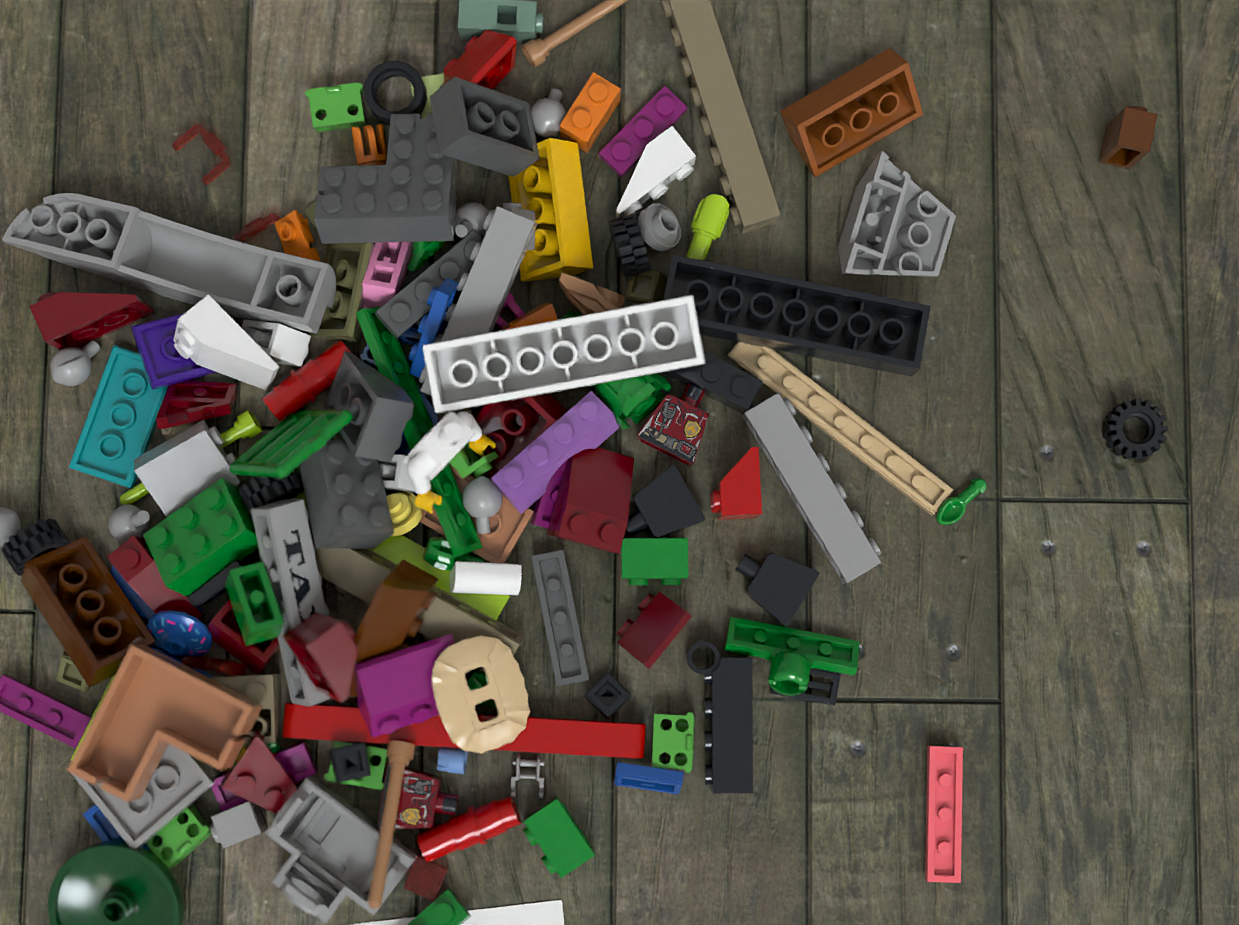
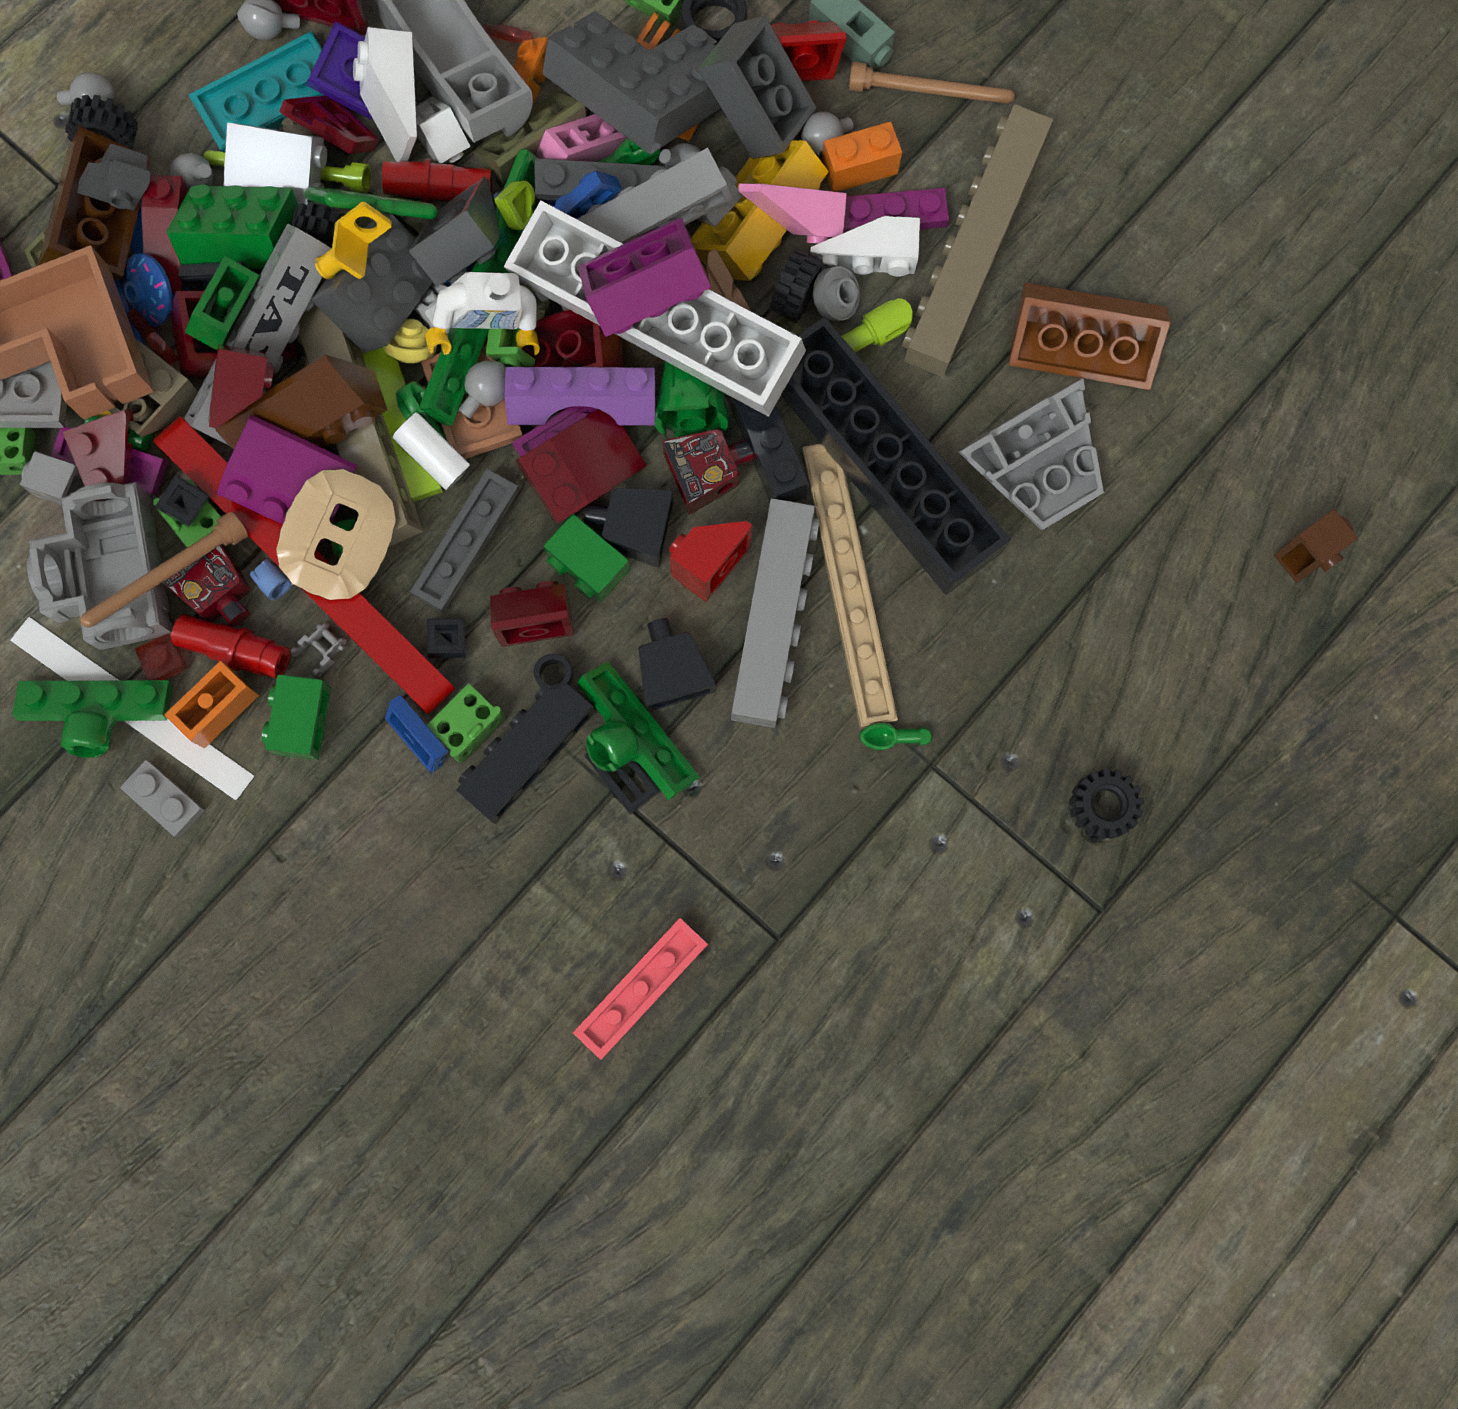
camera: 45 degrees right, 5 degrees down
(90, 575) = (117, 179): none -> dark grey brick
(320, 493) = (351, 243): none -> yellow bracket
(391, 355) = (516, 204): none -> lime tile
(496, 880) = (211, 705): none -> orange brick
(548, 343) = (643, 278): none -> magenta slope
(592, 185) = (800, 210): none -> bright pink slope

